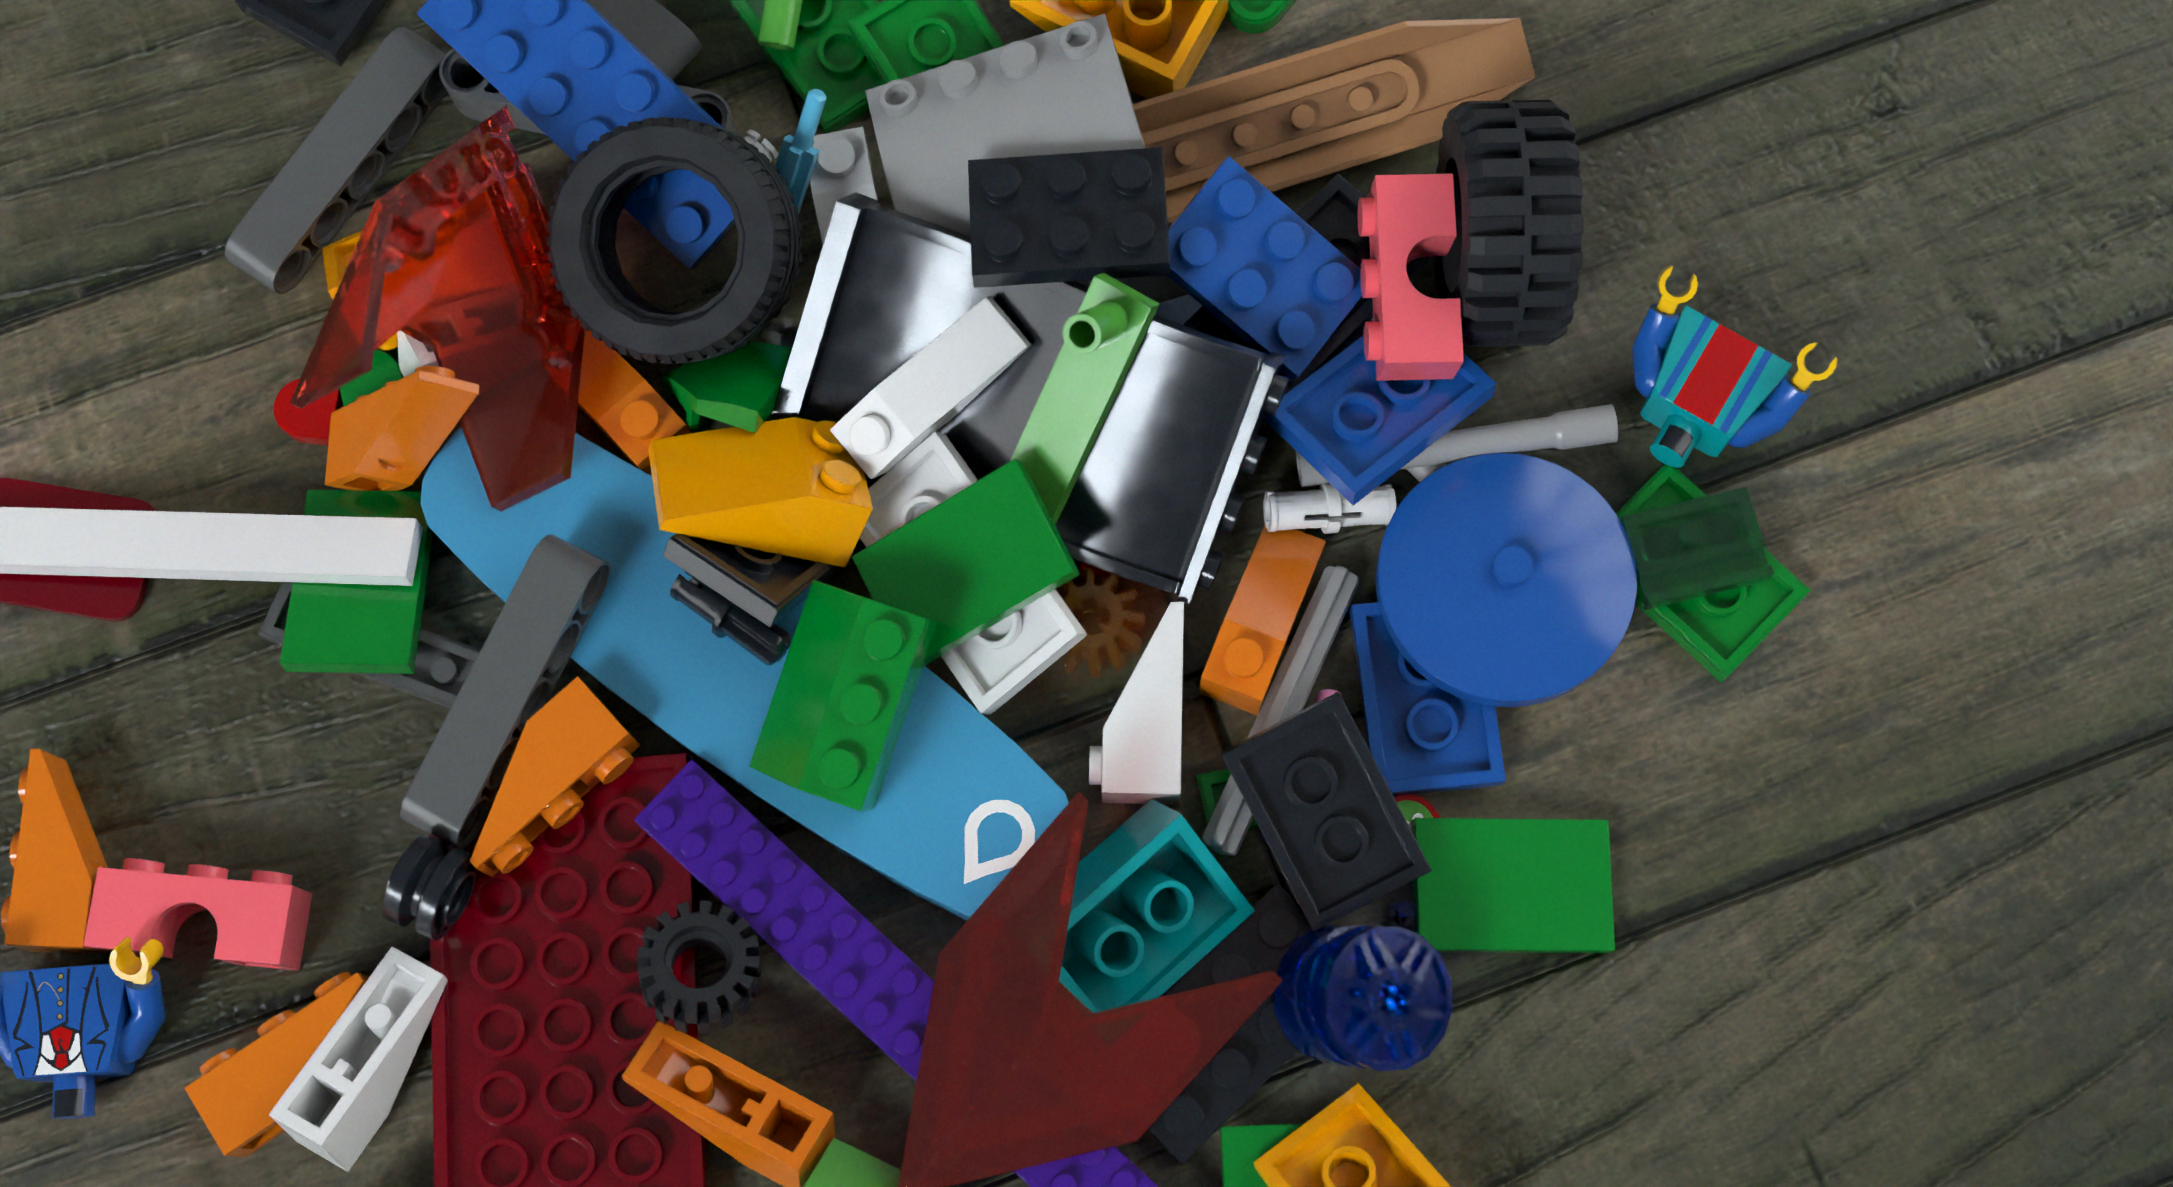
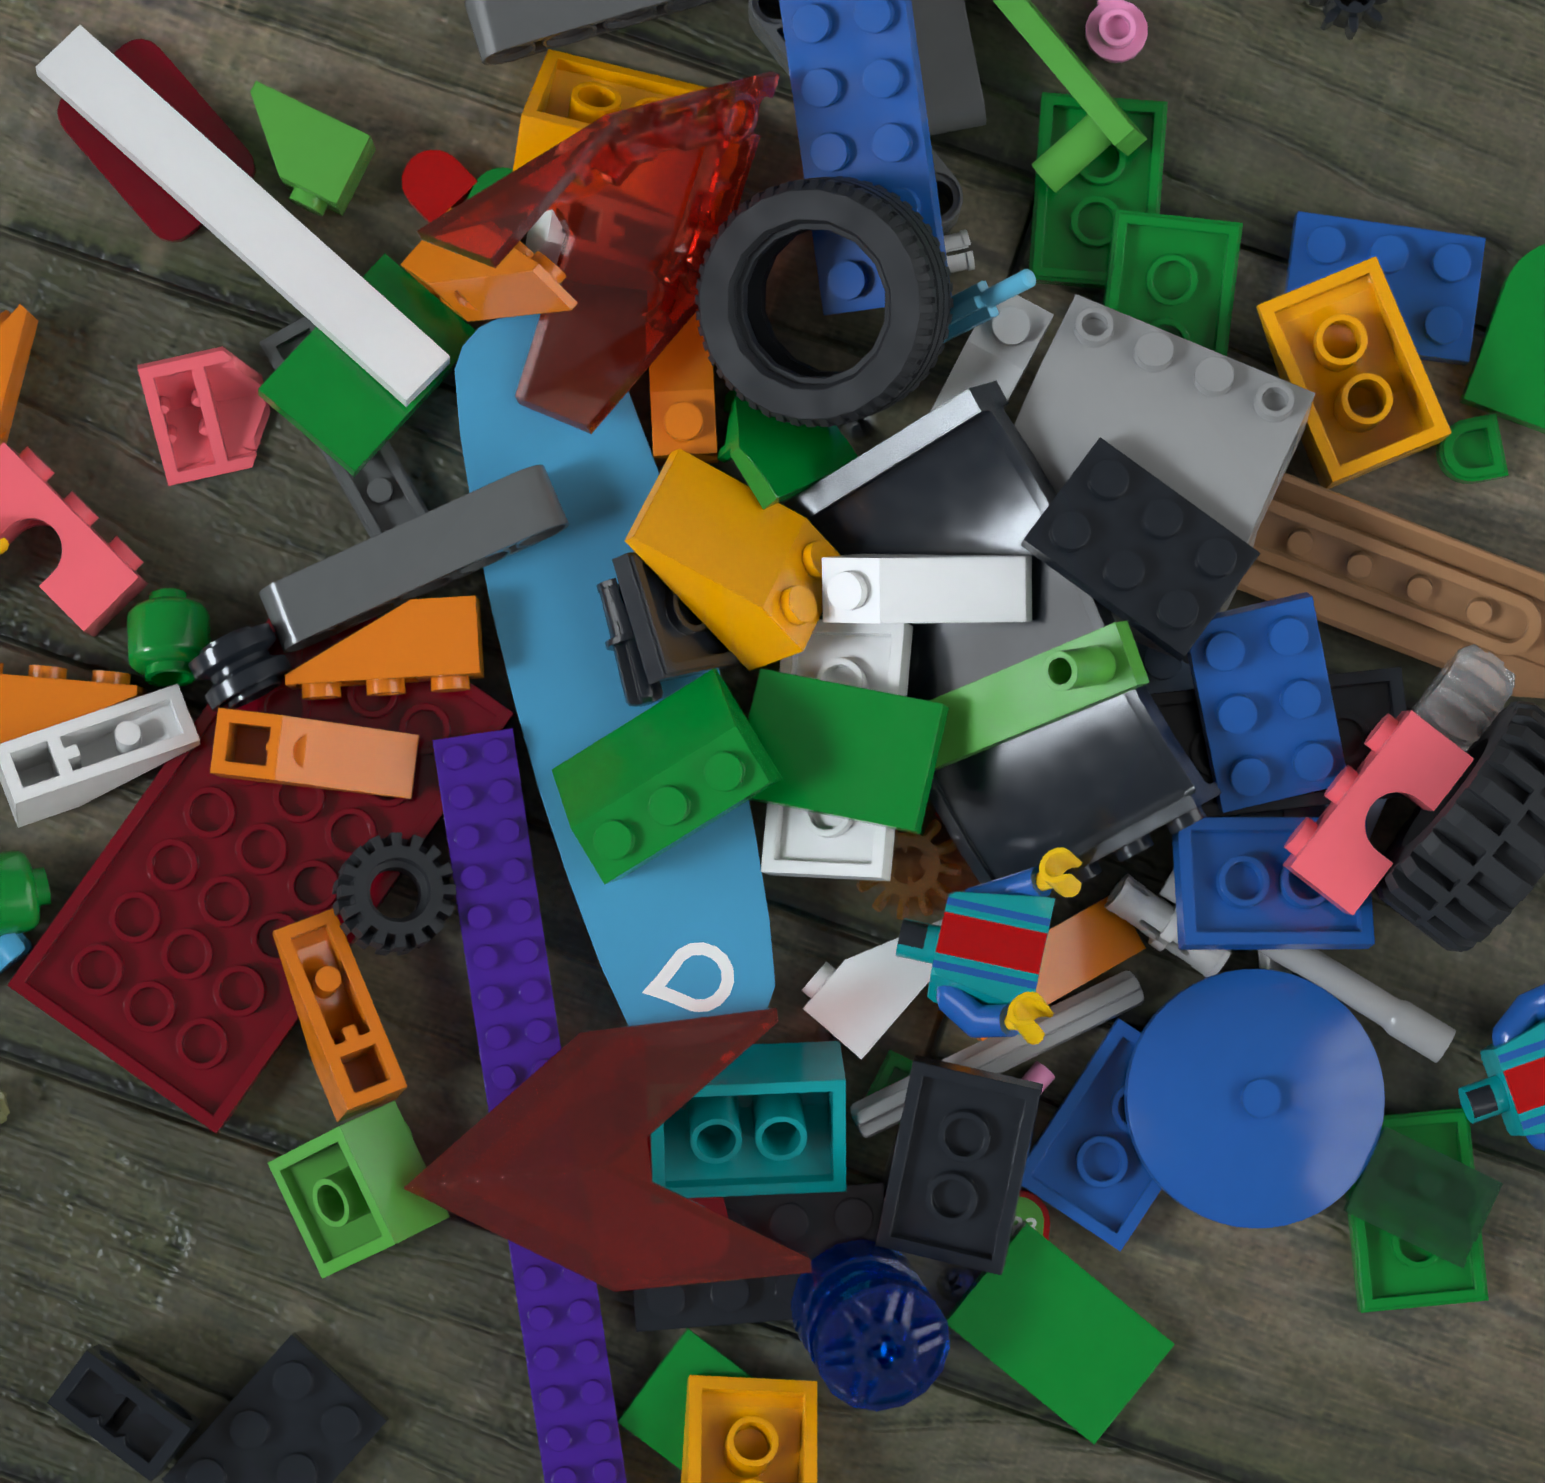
camera: 35 degrees right, 10 degrees up
(190, 454) = (312, 151): none -> bright green slope
(252, 720) = (204, 413): none -> coral slope
(351, 919) = (167, 636): none -> green head
(541, 909) = (313, 754): none -> orange slope
(1212, 616) = (993, 949): none -> torso
(1404, 144) = (1466, 695): none -> clear gear

